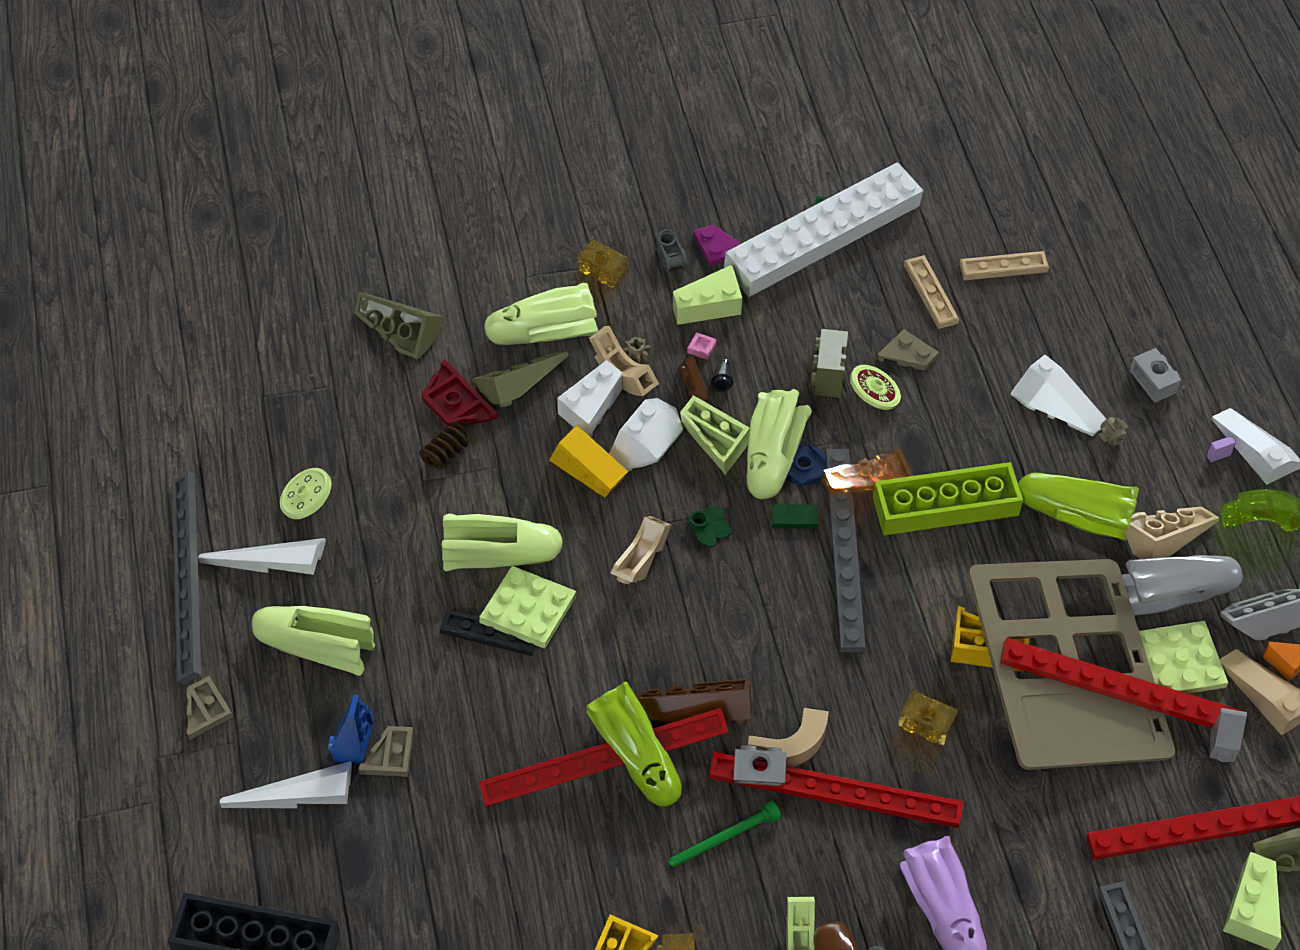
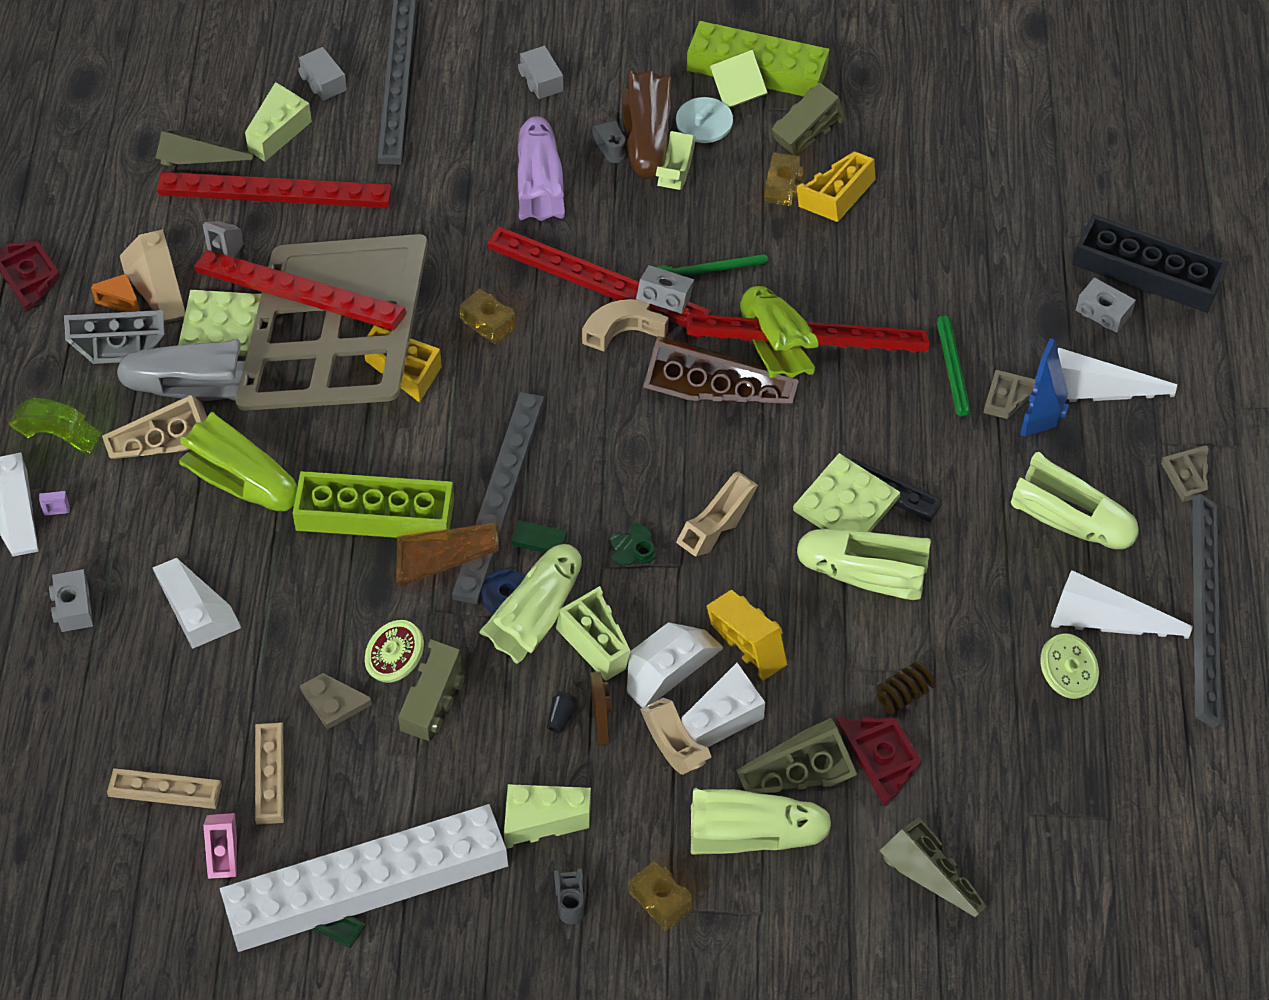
camera: 165 degrees left, 0 degrees up
(309, 890) = (1105, 305): none -> light grey brick
(451, 777) = (953, 366): none -> green axle
(637, 350) = (650, 770): dark tan gear -> none
(702, 346) = (571, 762): bright pink tile -> none
(714, 243) = (504, 898): magenta wing -> none
(941, 232) = (221, 845): none -> bright pink slope
(1113, 431) = (157, 545): dark tan gear -> none

